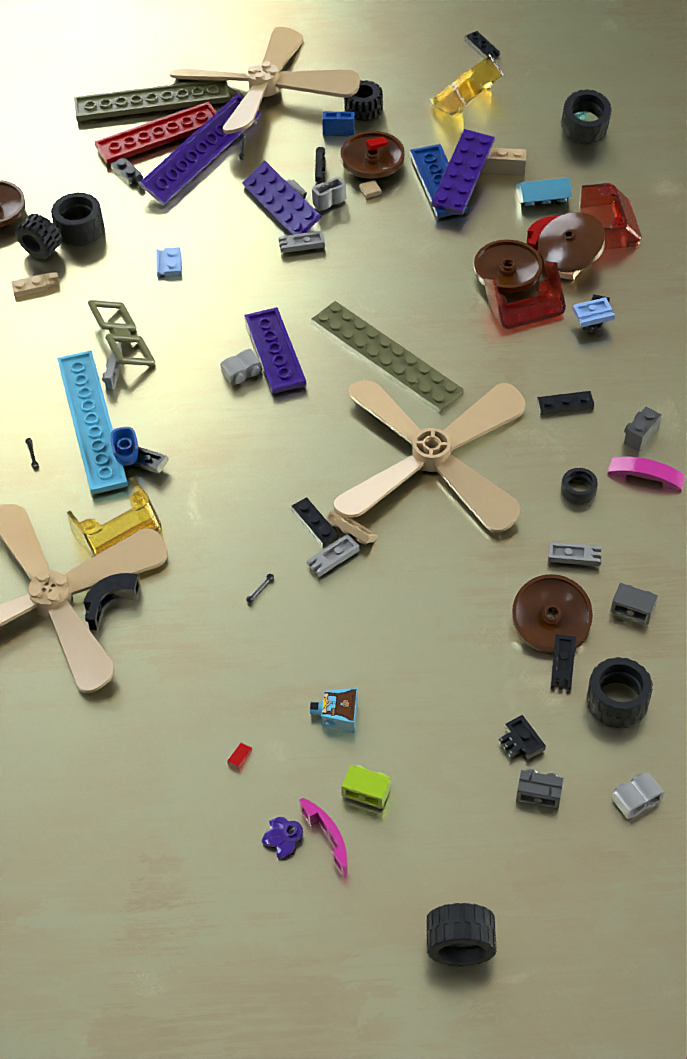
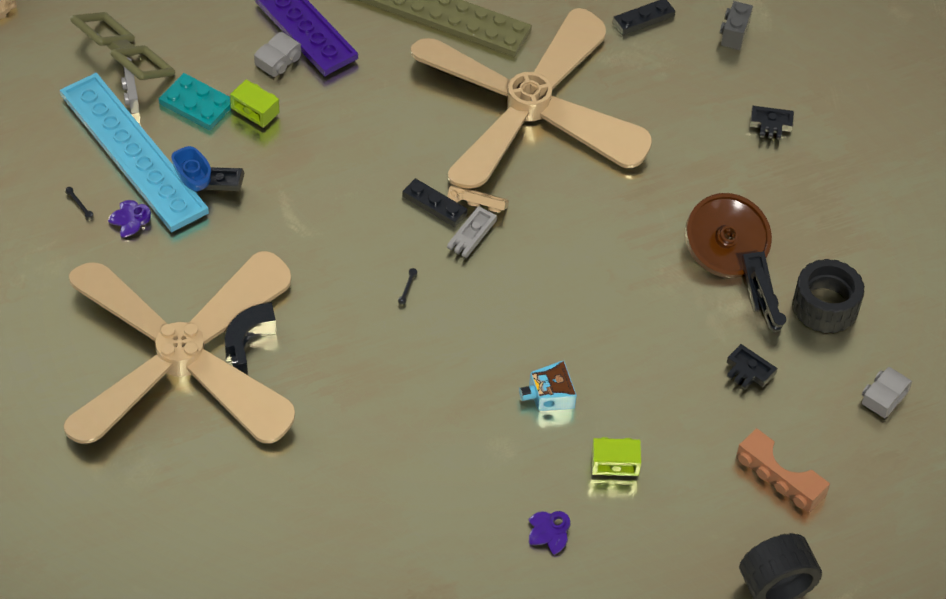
camera: 25 degrees left, 0 degrees up
(64, 474) = (130, 217): none -> dark purple plate
(99, 537) = (208, 276): clear yellow windscreen -> none
(161, 391) = (196, 101): none -> teal plate
(203, 403) = (254, 103): none -> lime brick
(239, 756) = (466, 464): red piece -> none
(315, 814) = (574, 498): dark pink slope -> none
(523, 863) = (803, 488): none -> nougat arch
(539, 788) = (789, 411): dark grey brick -> none
(562, 682) = (767, 300): none -> black plate
(574, 553) = (721, 170): light grey hinge -> none
(579, 497) = (692, 110): black tyre -> none
(634, 603) = (803, 205): dark grey brick -> none
(638, 520) = (771, 120): none -> black hinge
(647, 469) = (757, 66): dark pink slope -> none

